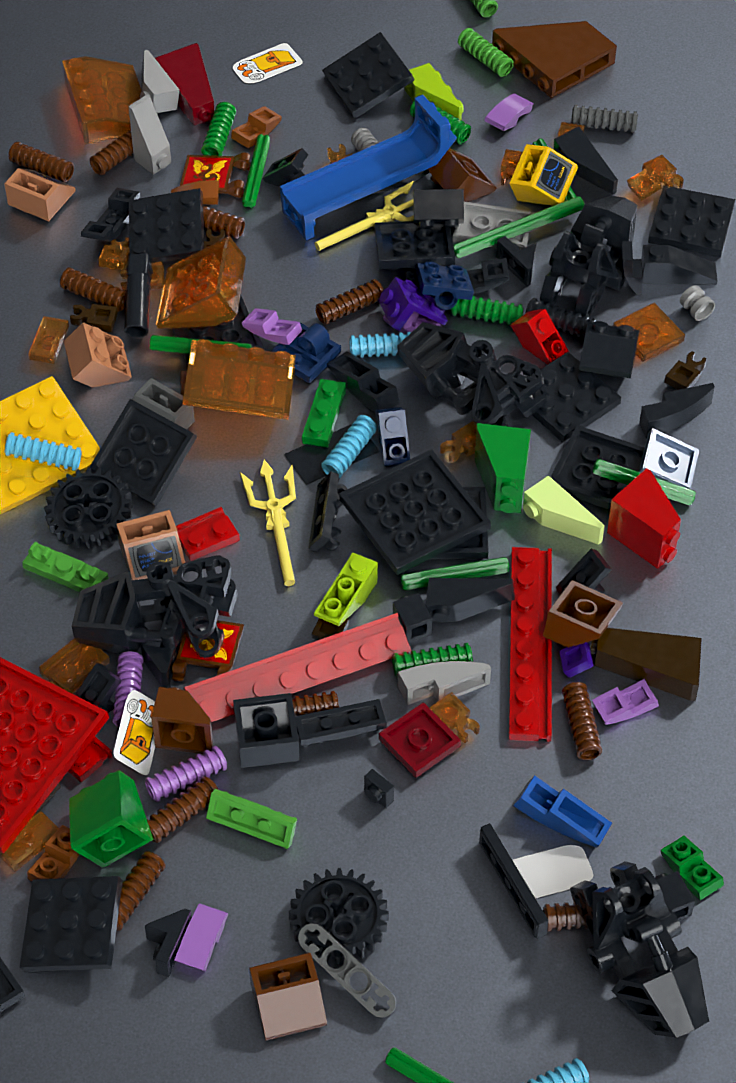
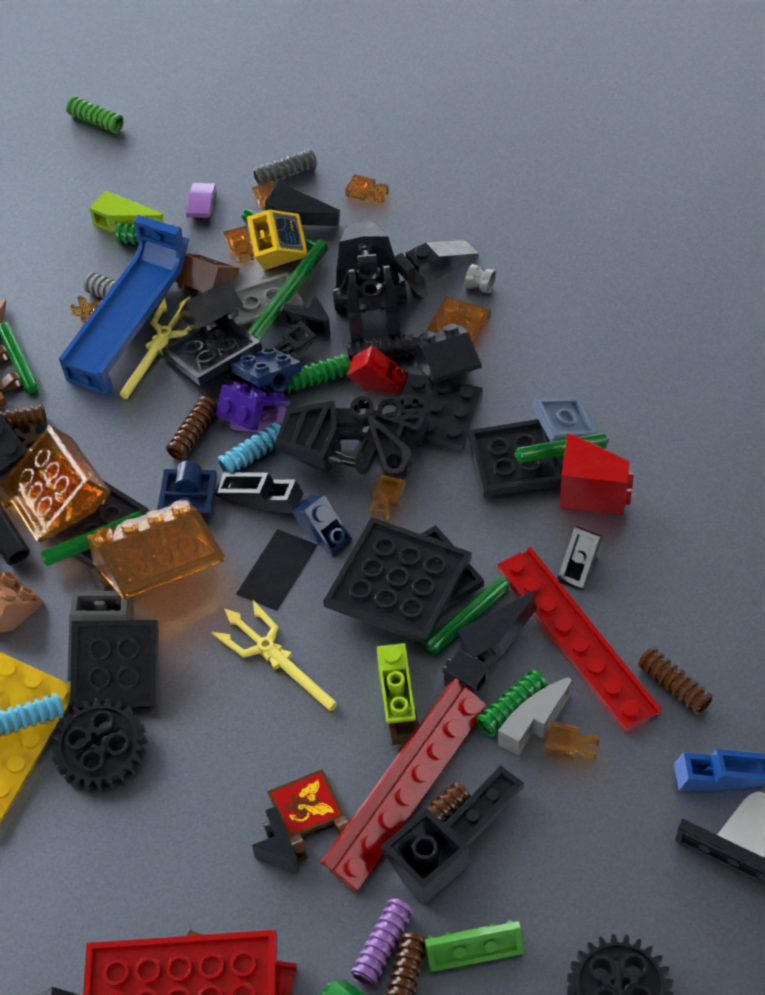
camera: 30 degrees left, 0 degrees up
(62, 568) = (118, 817): bright green plate -> none
(72, 665) = (196, 902): clear orange plate -> none
(99, 687) = (245, 910): black slope -> none
(115, 621) = (281, 780): black piece -> none
(130, 673) = (268, 895): medium lavender piece -> none
(135, 736) = (310, 930): sticker -> none
(149, 541) = (188, 748): slope -> none
(180, 722) = (347, 895): reddish brown slope -> none
(207, 534) = (224, 706): red plate -> none
(268, 326) = (137, 487): medium lavender slope -> none
(286, 169) = (47, 342): black slope -> none
(324, 413) = (244, 537): green plate -> none
(325, 513) = (317, 625): black plate -> none
(349, 445) = (291, 555): medium azure piece -> none
(368, 75) = (57, 226): black plate -> none
(378, 788) = (560, 847): black plate -> none
(419, 739) = (557, 780): dark red plate -> none
(485, 52) = (142, 160): bright green piece -> none
(503, 464) = (440, 497): green slope -> none
(557, 53) = (201, 135): reddish brown slope -> none
(560, 511) = (511, 510): yellowish green slope -> none
(576, 659) = (627, 629): dark purple plate -> none
(580, 615) = (609, 590): reddish brown slope -> none
(625, 704) = (694, 643): medium lavender slope -> none
(648, 182) = (362, 201): clear orange plate -> none
(661, 659) = (687, 593): dark brown slope -> none
(676, 408) = (533, 375): black slope -> none
(685, 374) = (517, 341): dark brown plate -> none
(691, 221) = (419, 215): black plate -> none

